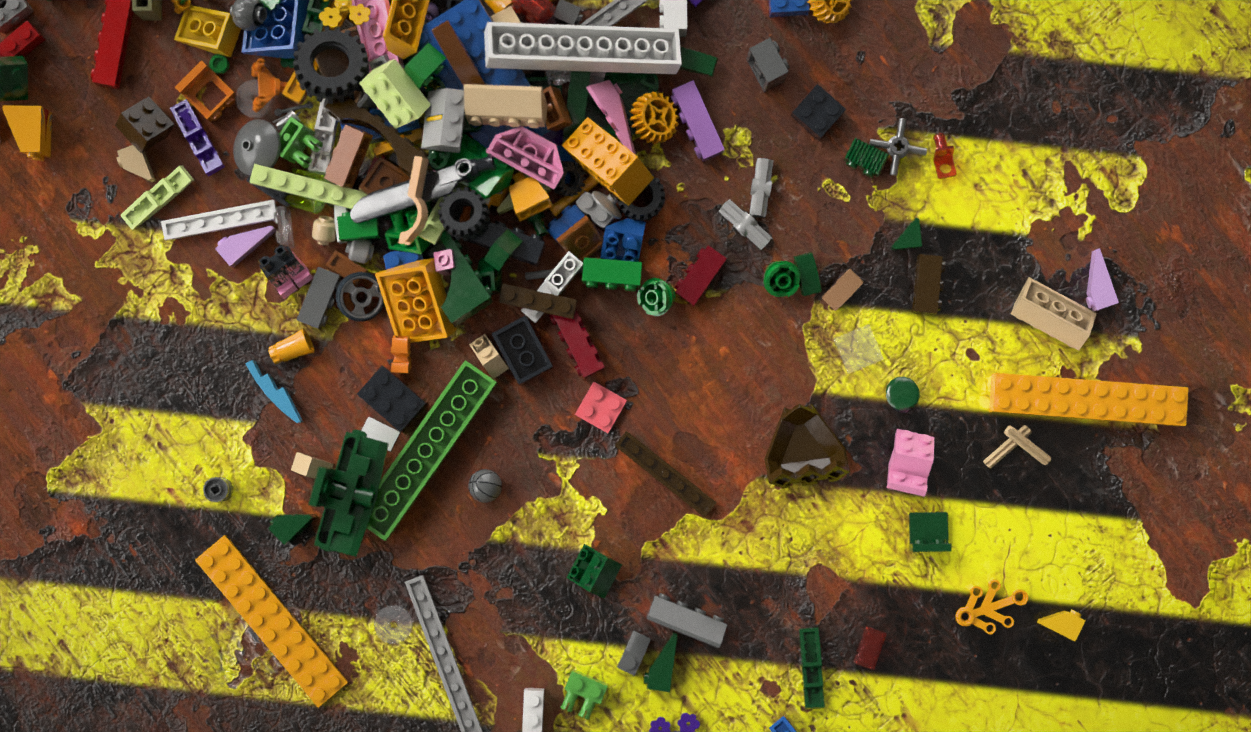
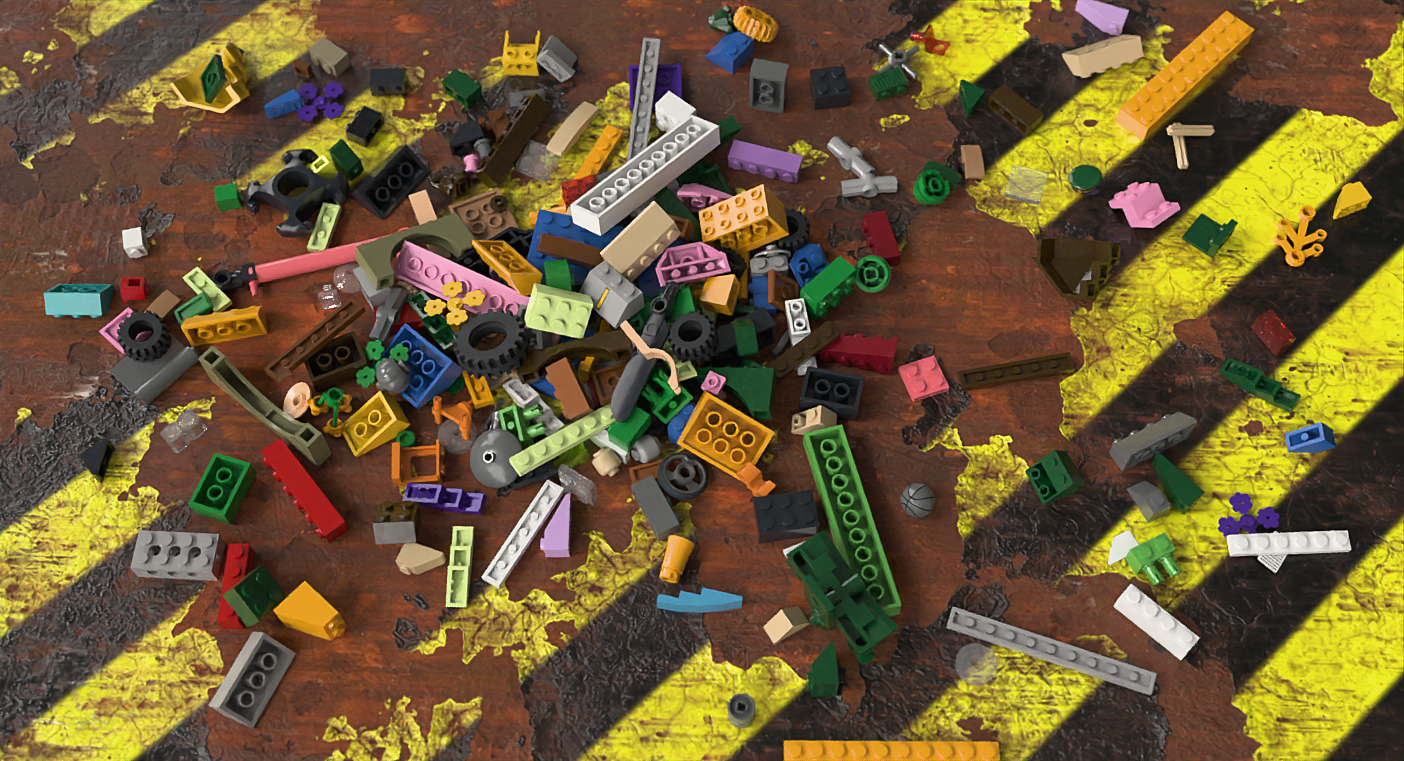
camera: 50 degrees left, 25 degrees down
(280, 265) = (612, 510): hips -> none
(580, 660) = (1121, 546): none -> white sticker
(659, 119) = (735, 179): light orange gear -> none

